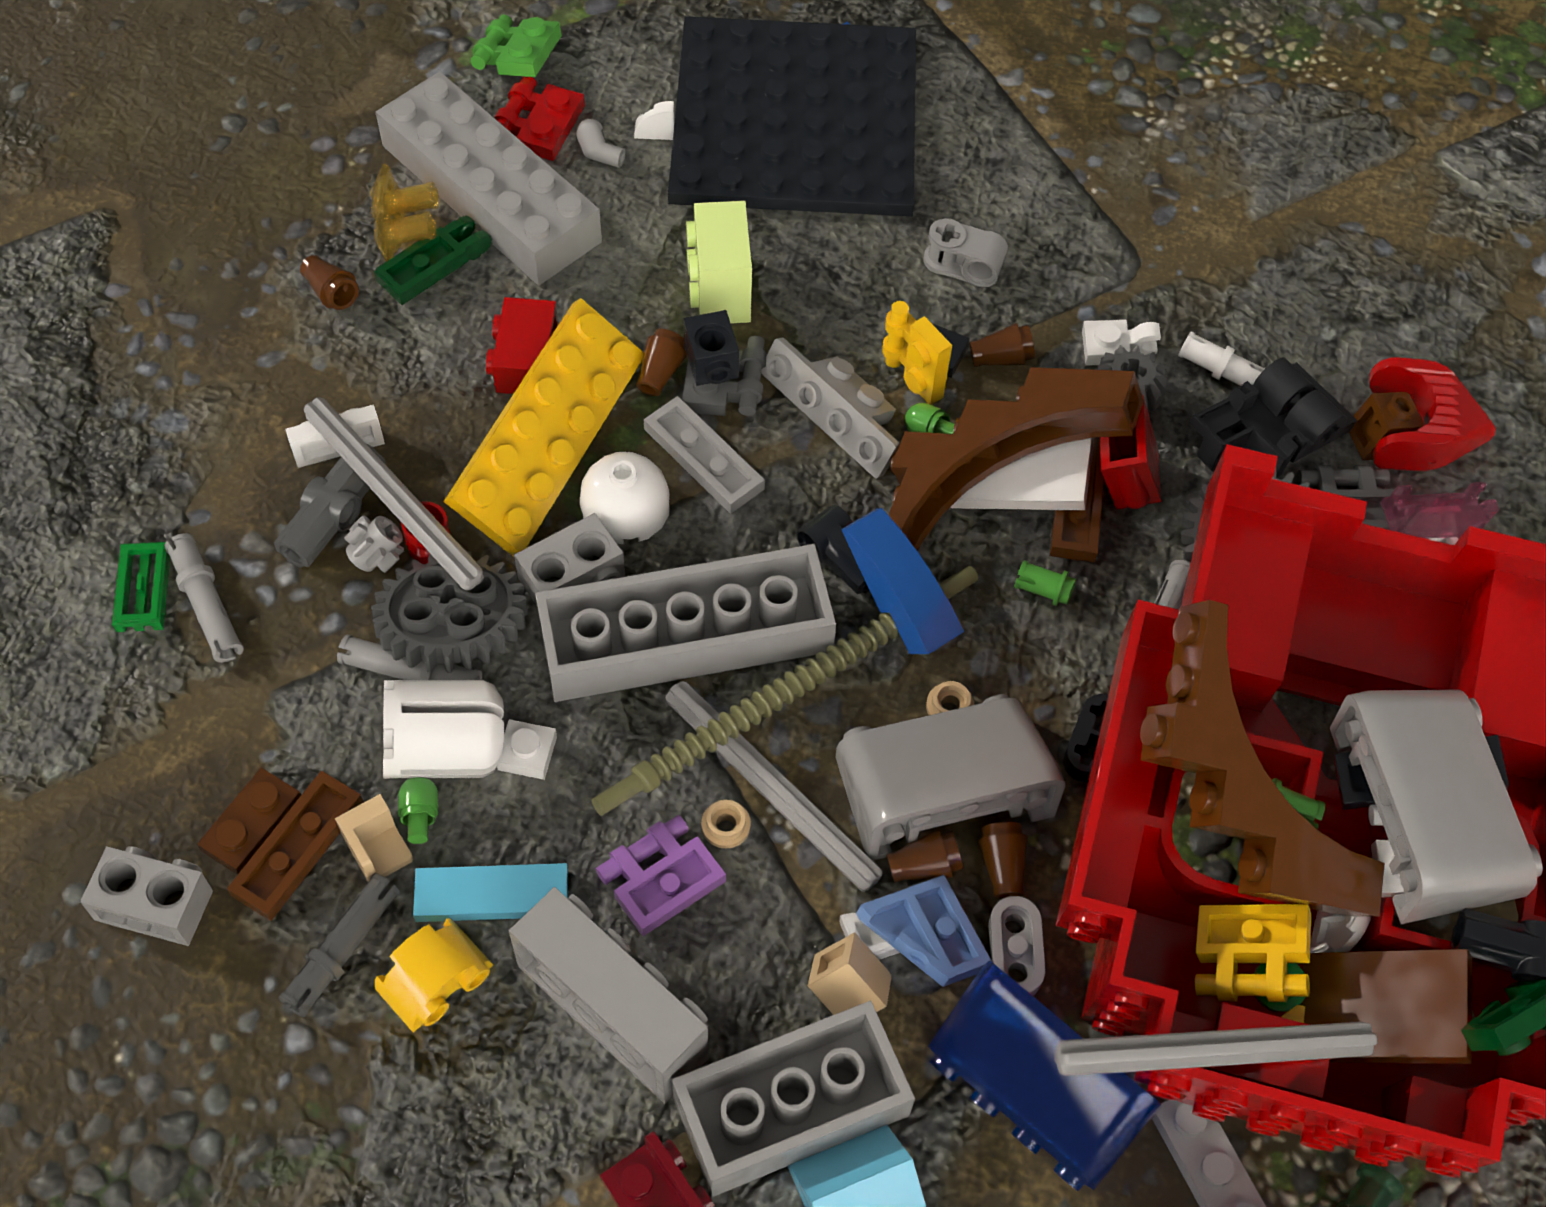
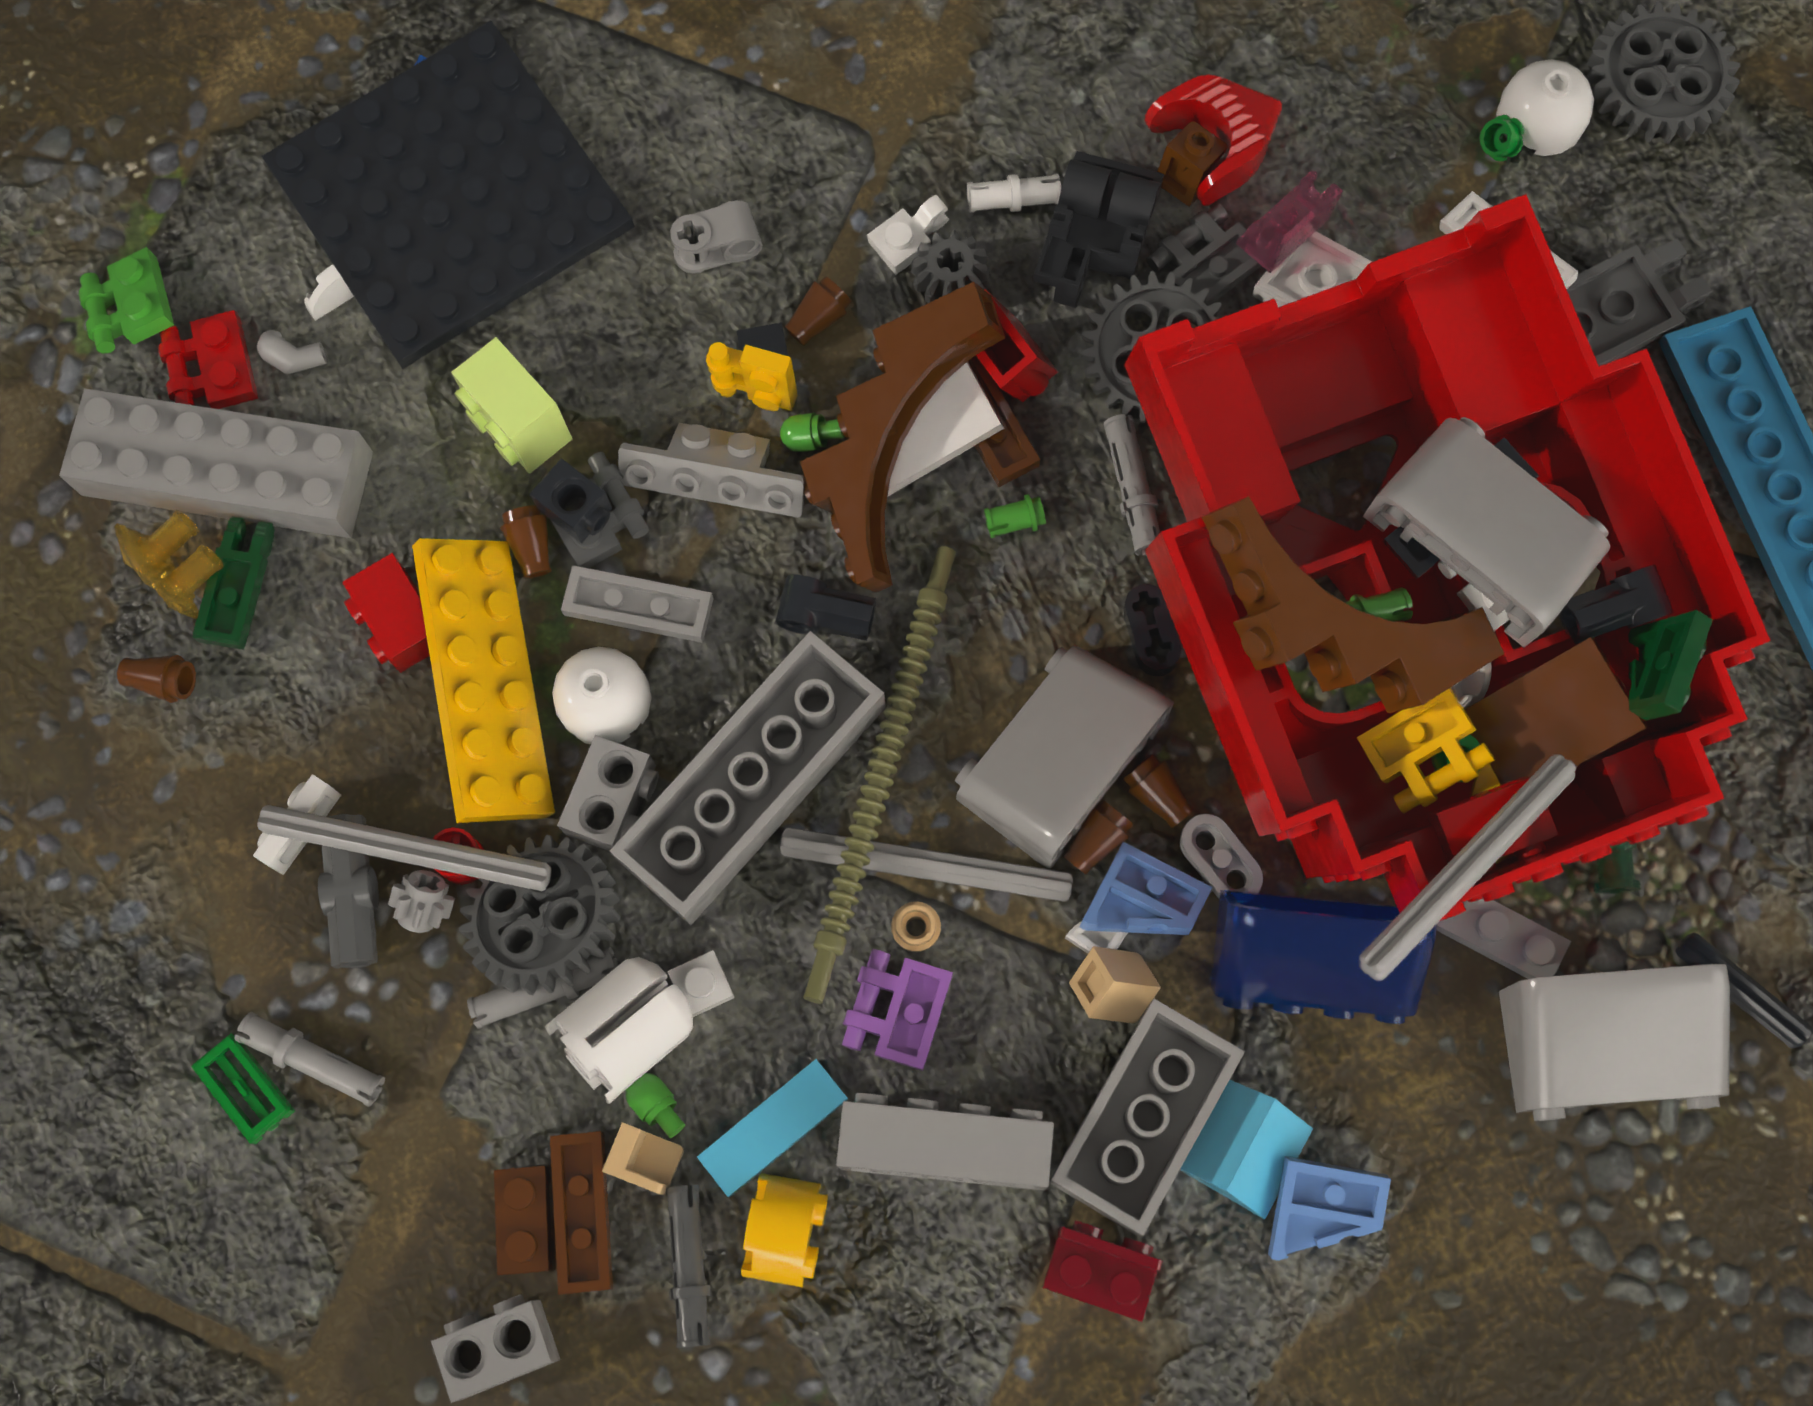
camera: 30 degrees left, 15 degrees up
(902, 583) = (907, 612): blue slope -> none
(948, 692) = (1015, 672): tan plate -> none

